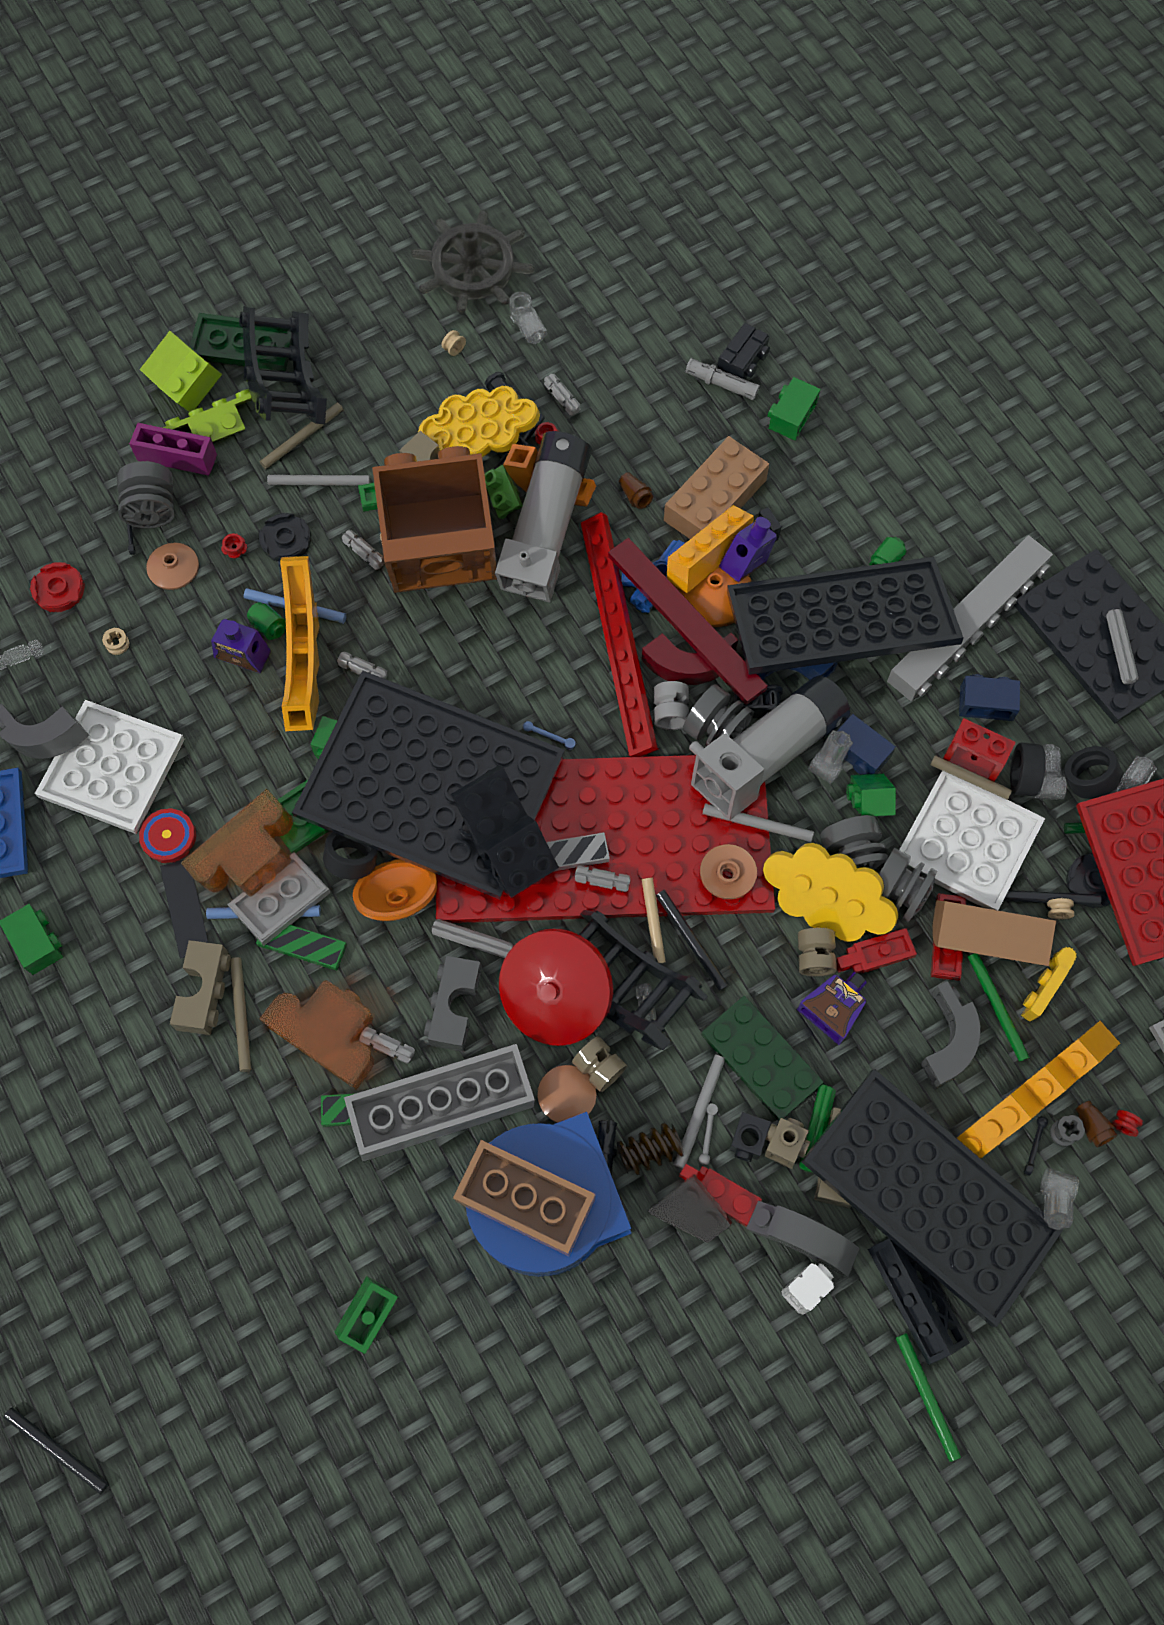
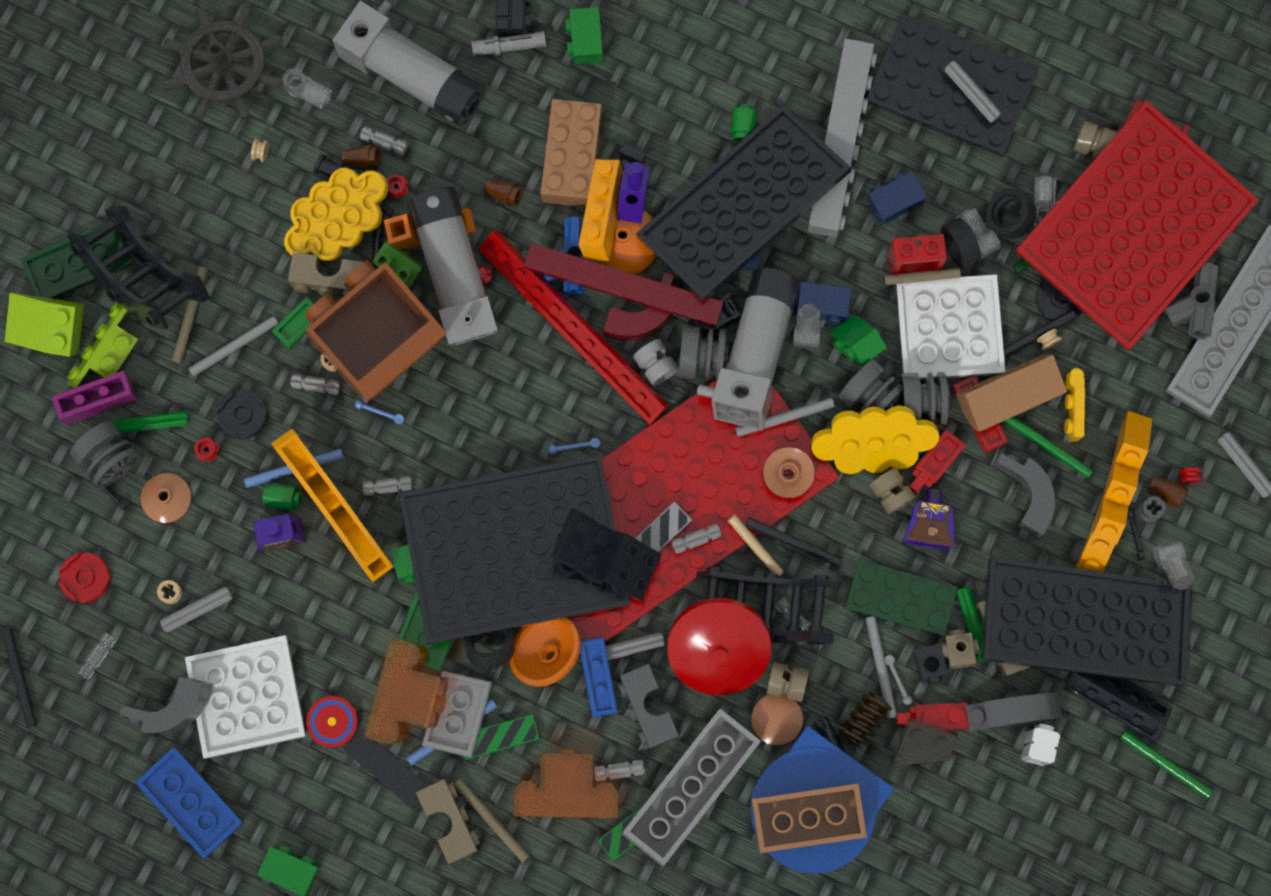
camera: 30 degrees left, 10 degrees up
(126, 668) = (196, 609): none -> light grey axle
(206, 498) = (152, 422): none -> green axle
(412, 619) = (399, 418): none -> medium blue hinge
(427, 946) = (598, 677): none -> blue tile
(539, 395) = (363, 157): none -> reddish brown cone
(570, 546) = (485, 274): none -> red plate
(604, 312) = (373, 45): none -> light grey piece

